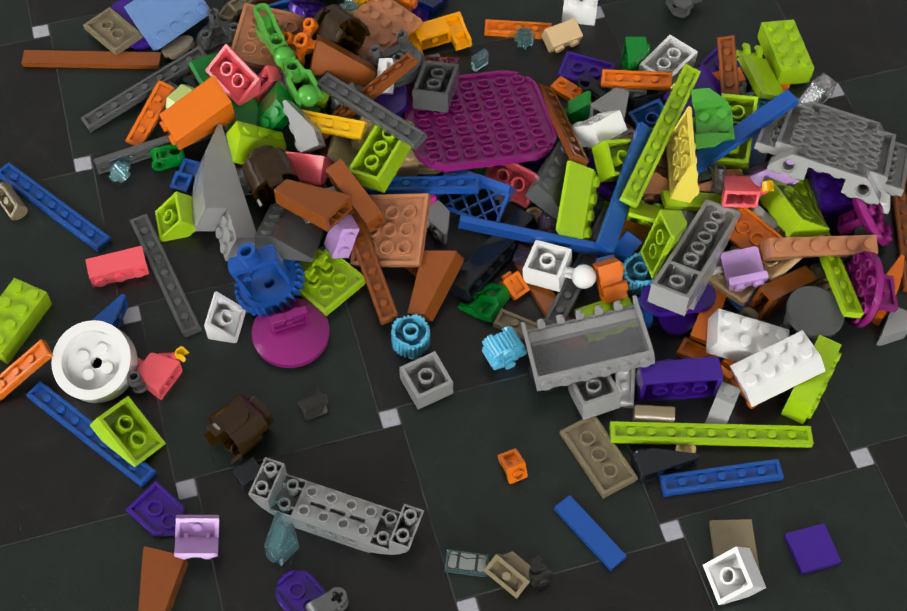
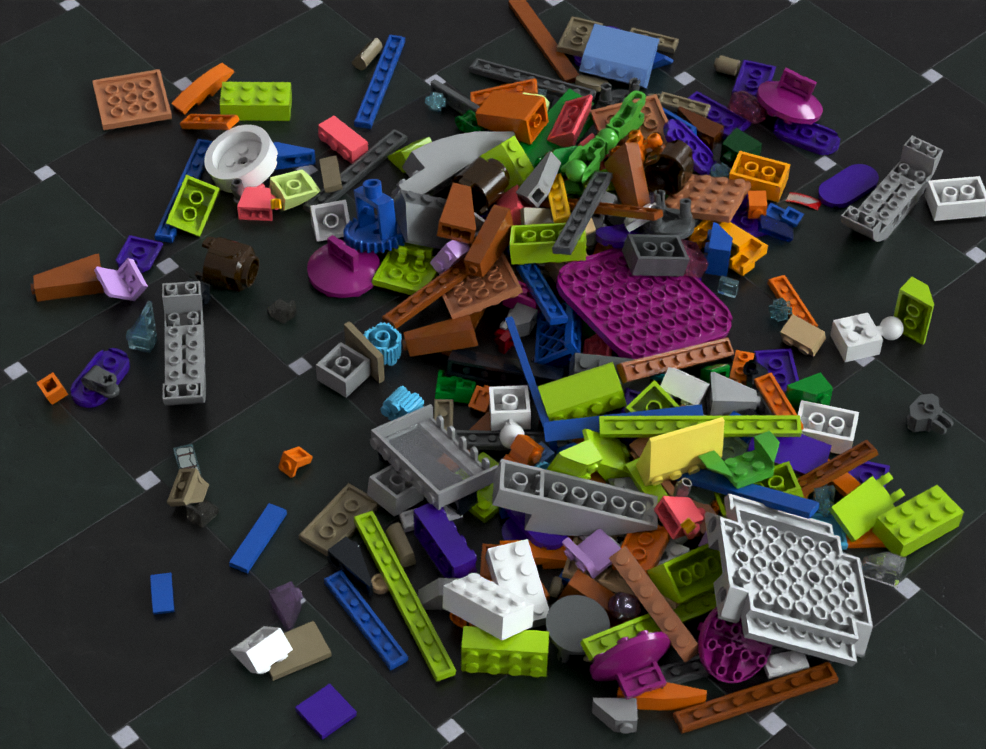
camera: 65 degrees right, 10 degrees down
(158, 294) = (331, 174): none -> dark tan tile
(160, 333) = (293, 188): none -> yellowish green slope
(408, 352) = (359, 343): none -> dark tan tile
(441, 42) = (718, 250): none -> blue slope
(453, 240) = (503, 340): none -> dark red tile
(685, 536) = (286, 604): none -> clear purple slope
(808, 271) = (624, 606): none -> head

